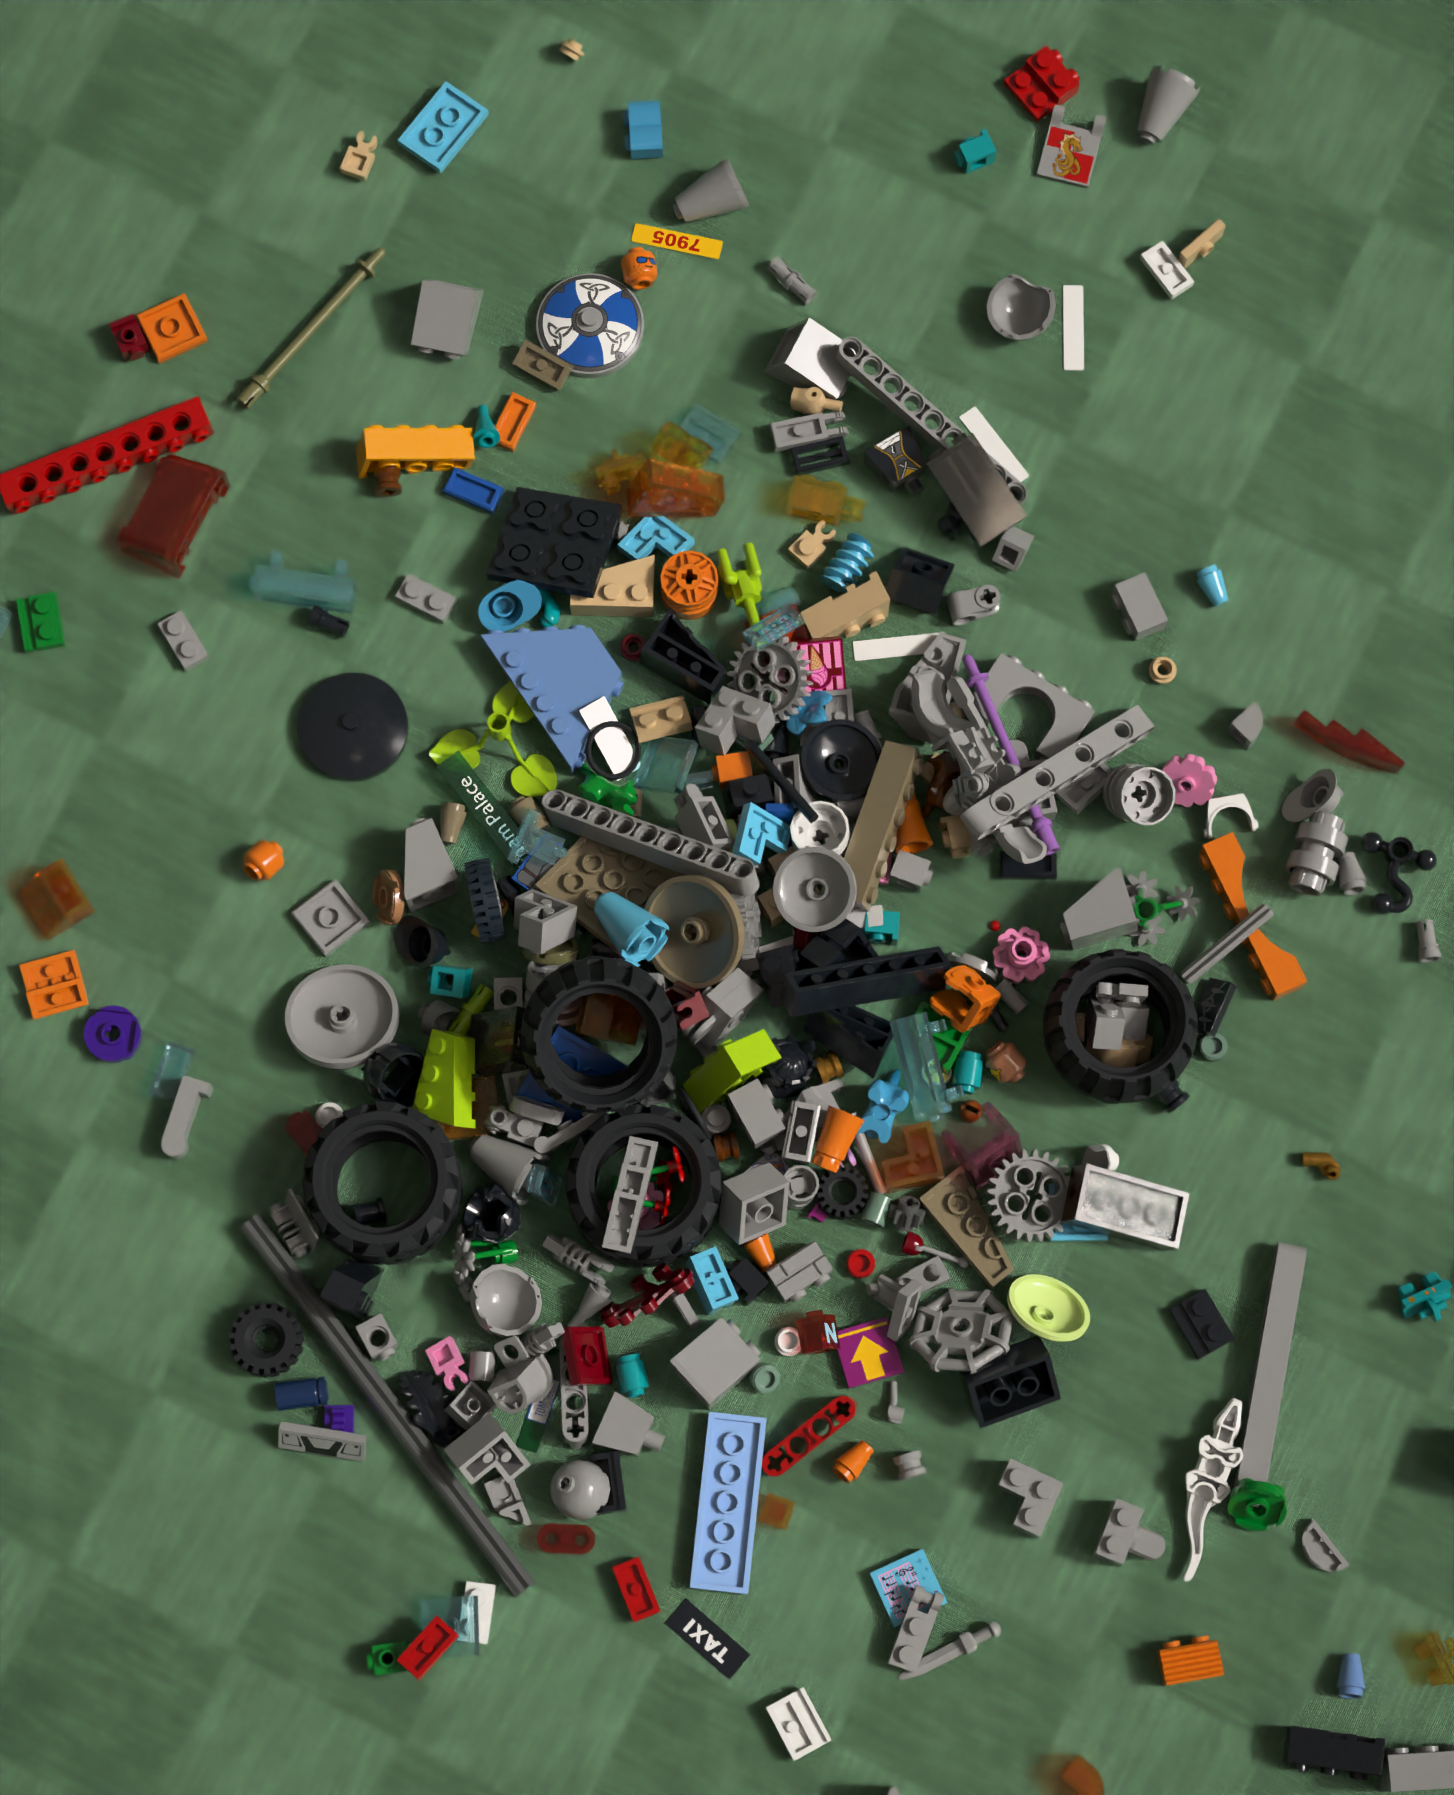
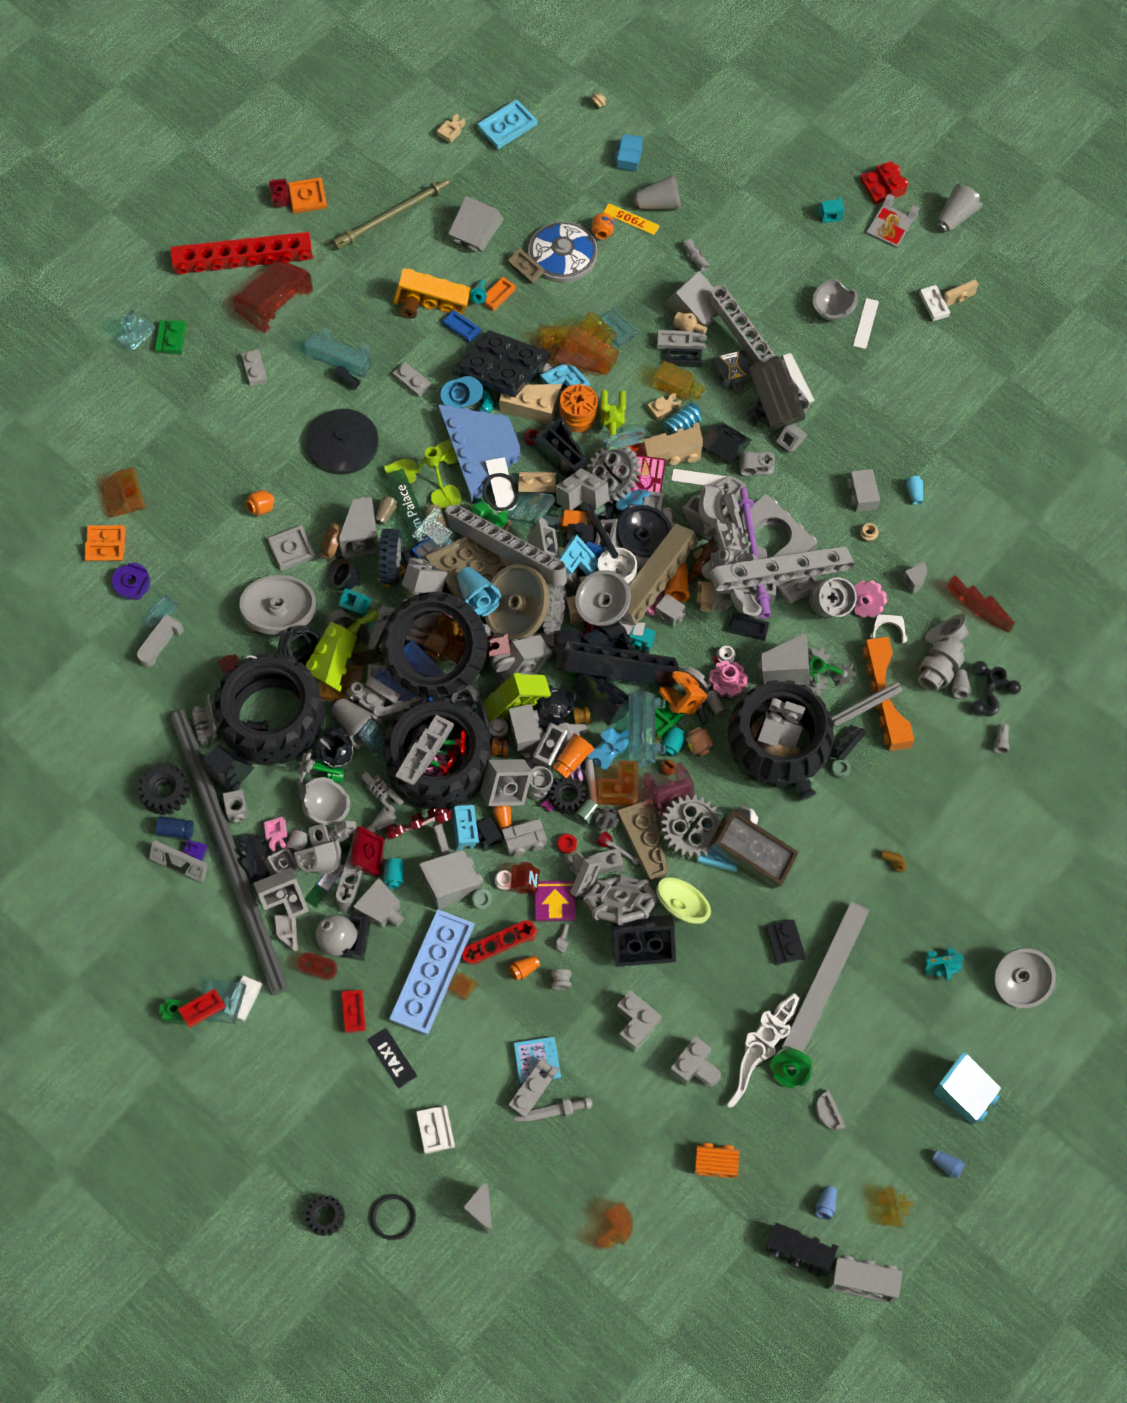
camera: 15 degrees right, 10 degrees down
(1012, 912) = (726, 650): none -> white plate

